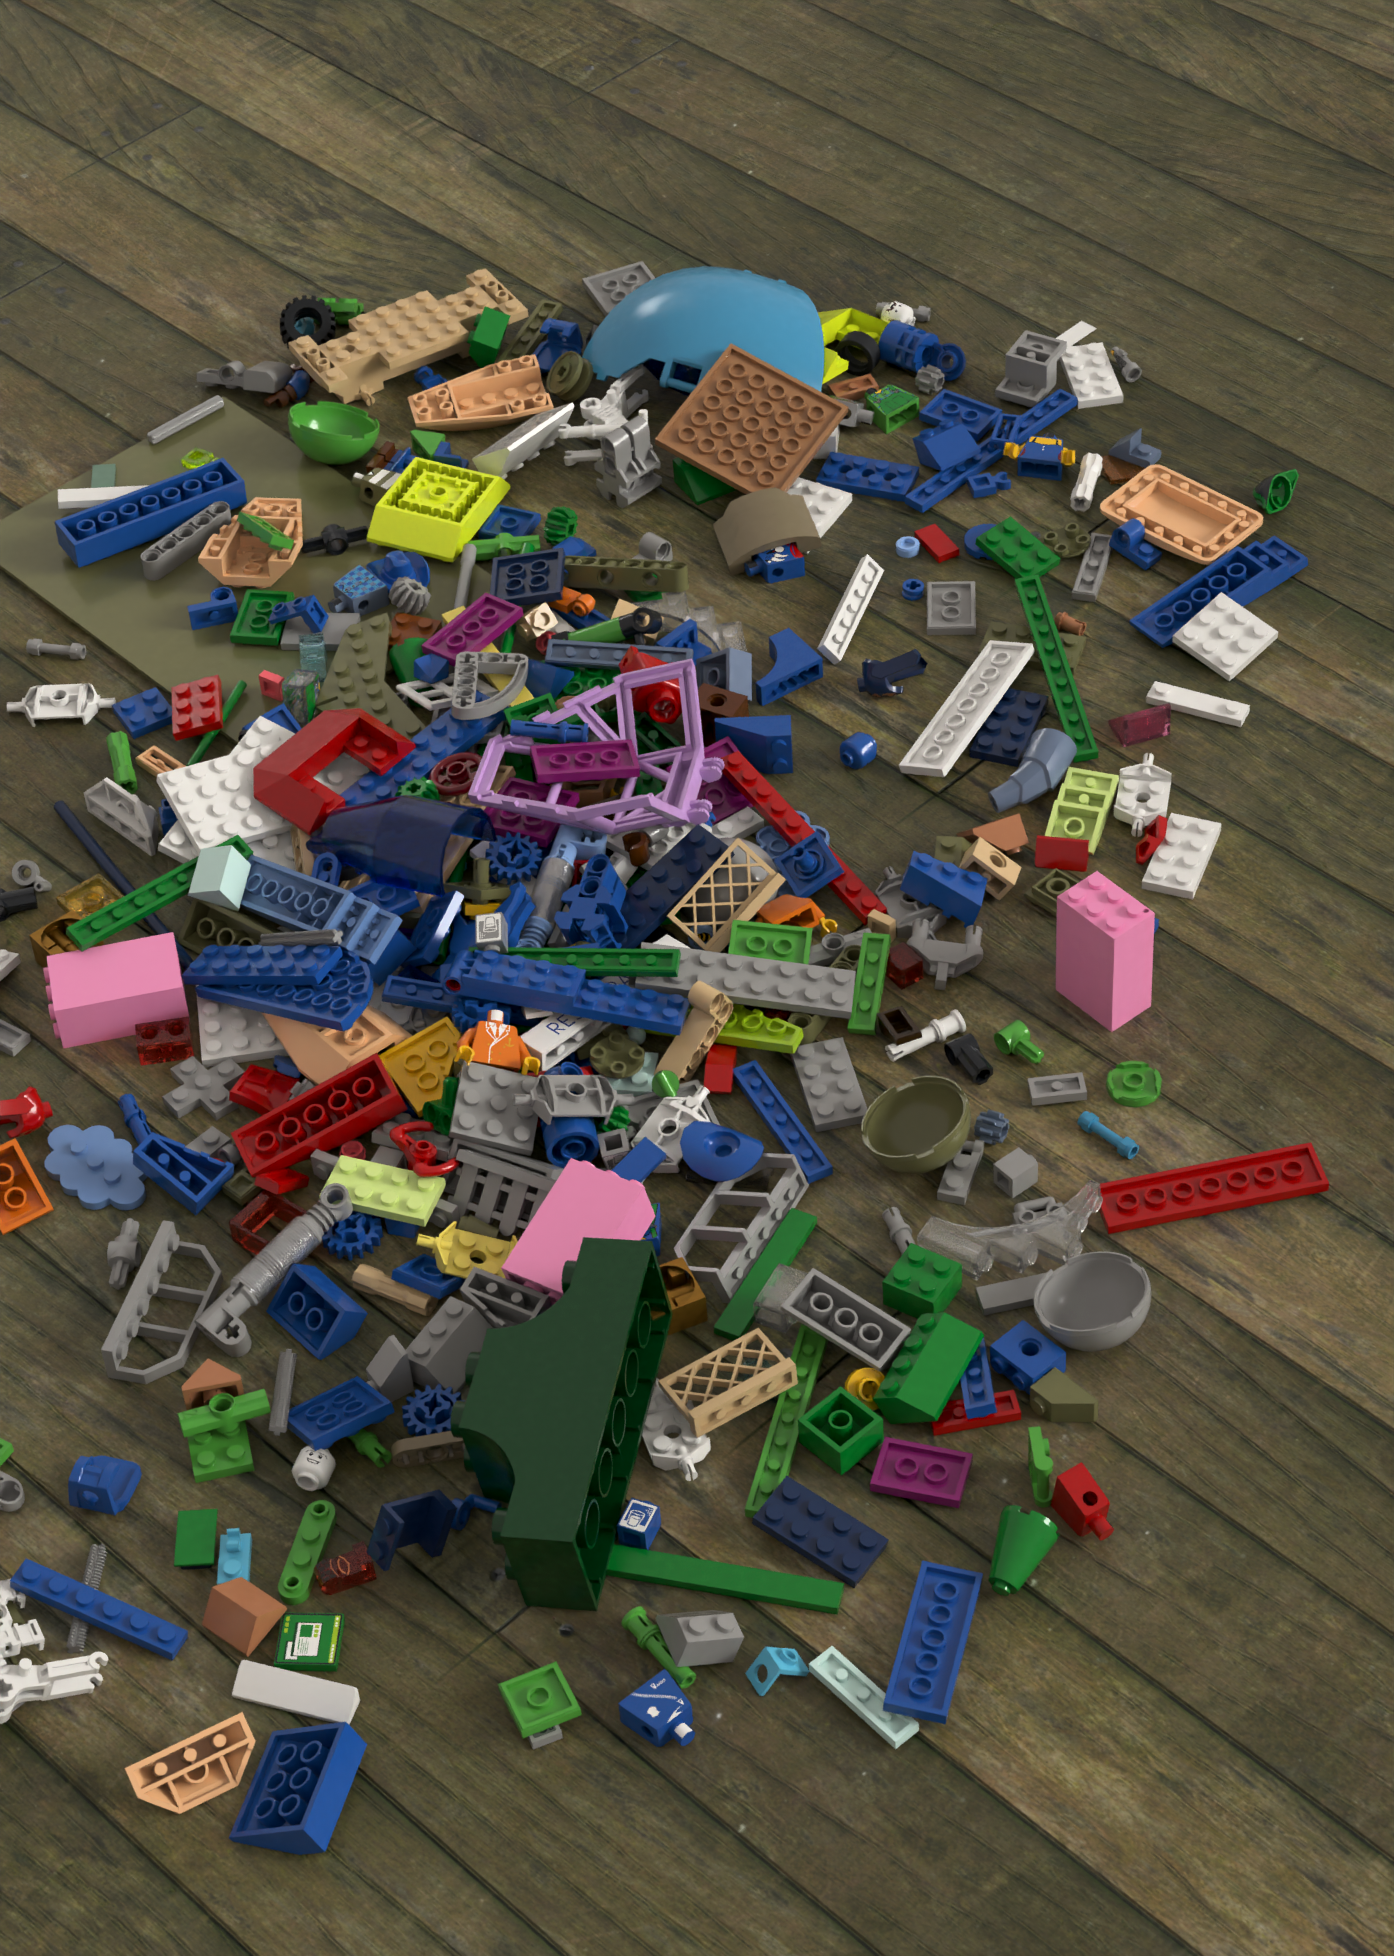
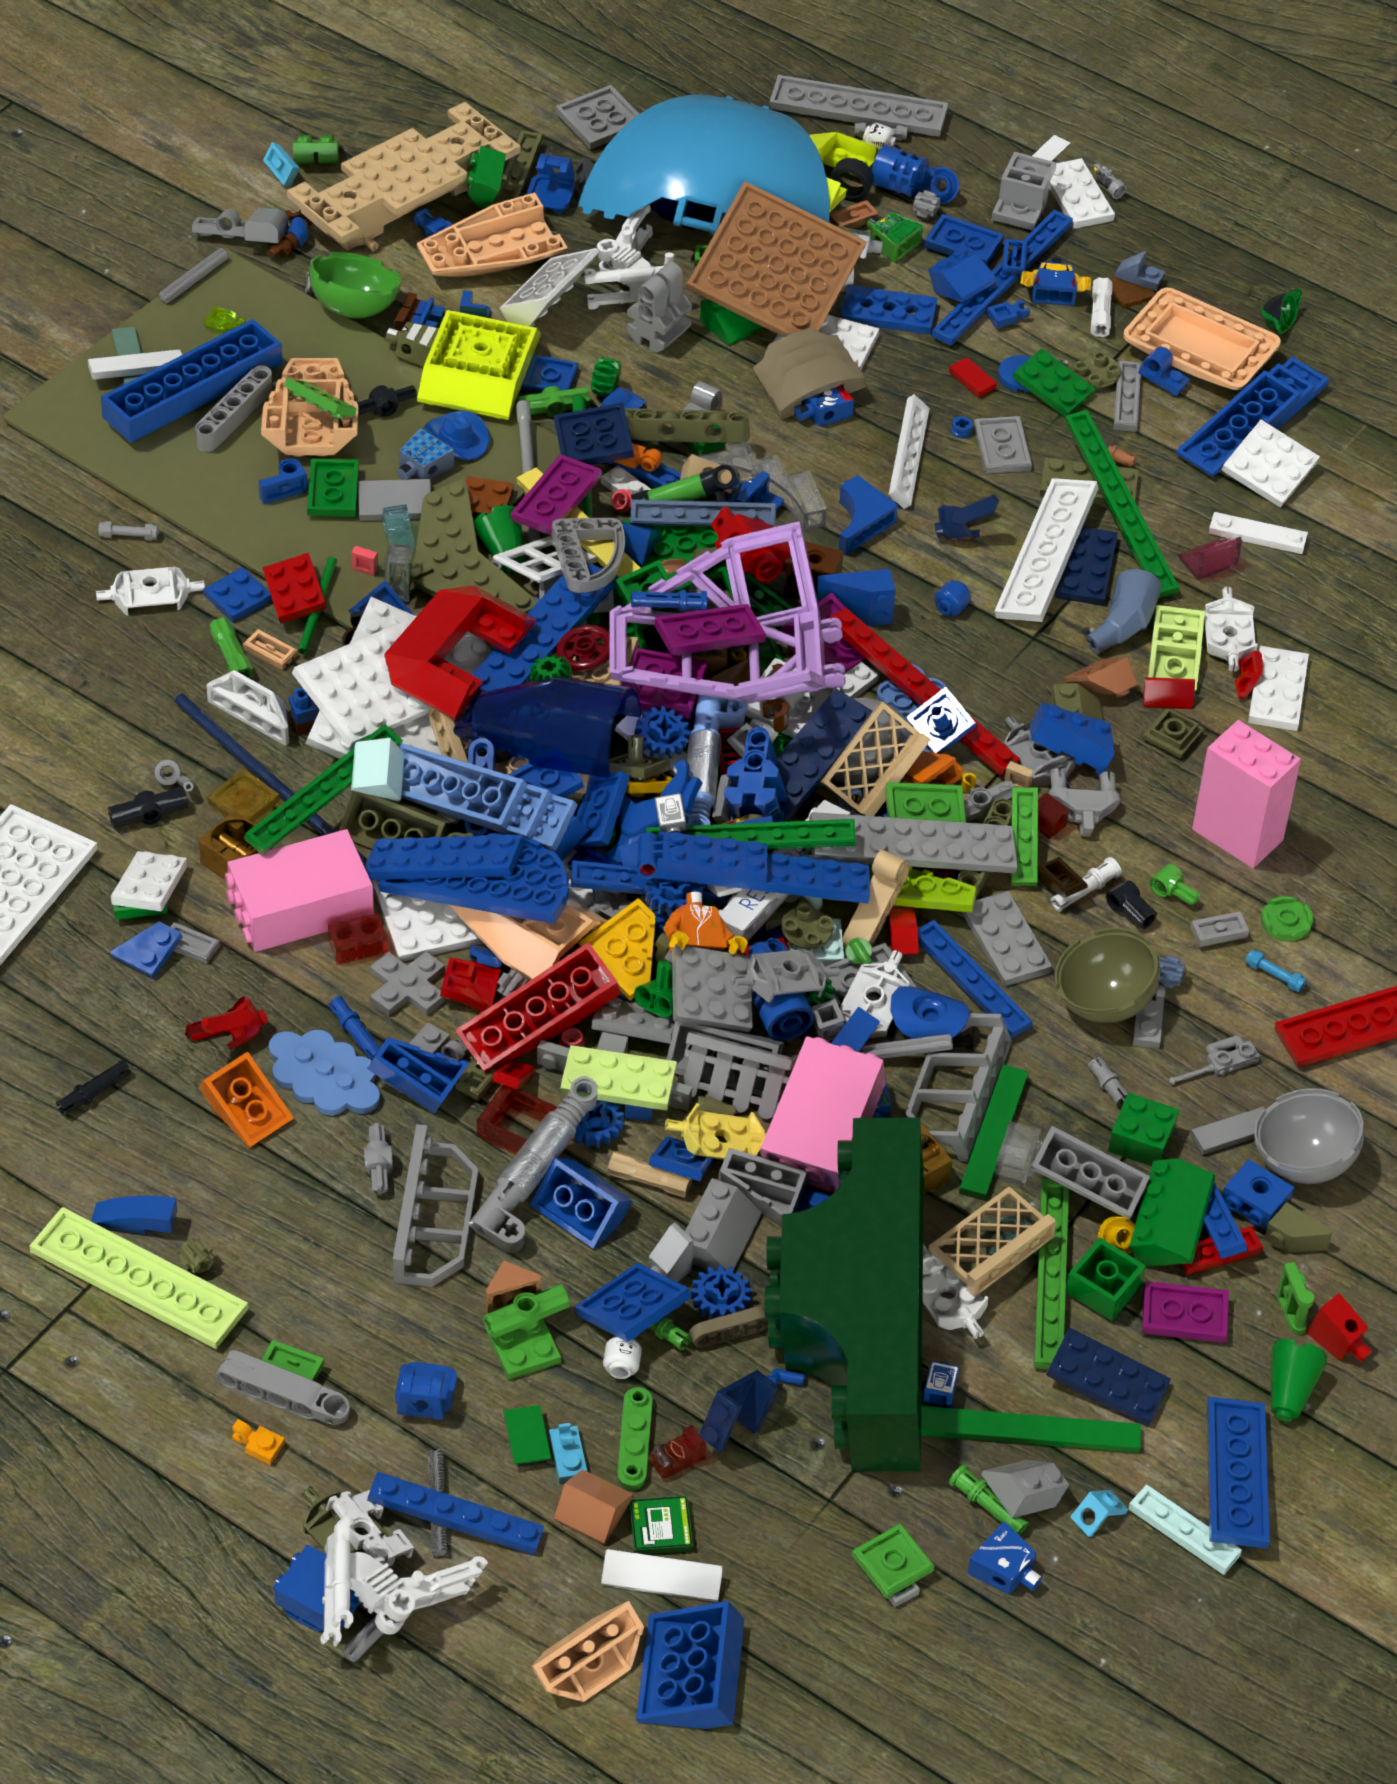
camera: 15 degrees left, 5 degrees up
(282, 1392) = (573, 1284): light grey axle -> none
(306, 607) = (376, 477): blue bracket -> none
(307, 308) = (298, 151): black tyre -> none
(307, 938) = (477, 829): light grey axle -> none
(409, 595) = (477, 458): light grey gear -> none
(420, 1154) = (646, 1039): red piece -> none
(426, 443) = (446, 293): bright green slope -> none
(431, 668) = (524, 536): blue slope -> none
(536, 622) = (613, 480): tan brick -> none
(570, 376) = (574, 215): olive wheel -> none
(691, 1182) = (910, 1046): none -> light grey axle
(727, 670) = (816, 523): sand blue slope -> none
(886, 286) = (858, 105): none -> light grey plate
(907, 547) = (945, 382): light blue tile -> none
(993, 865) = (1107, 706): tan brick -> none
(1016, 1172) = (1202, 1014): light grey brick -> none
(1018, 1245) = (1219, 1087): clear arch -> none

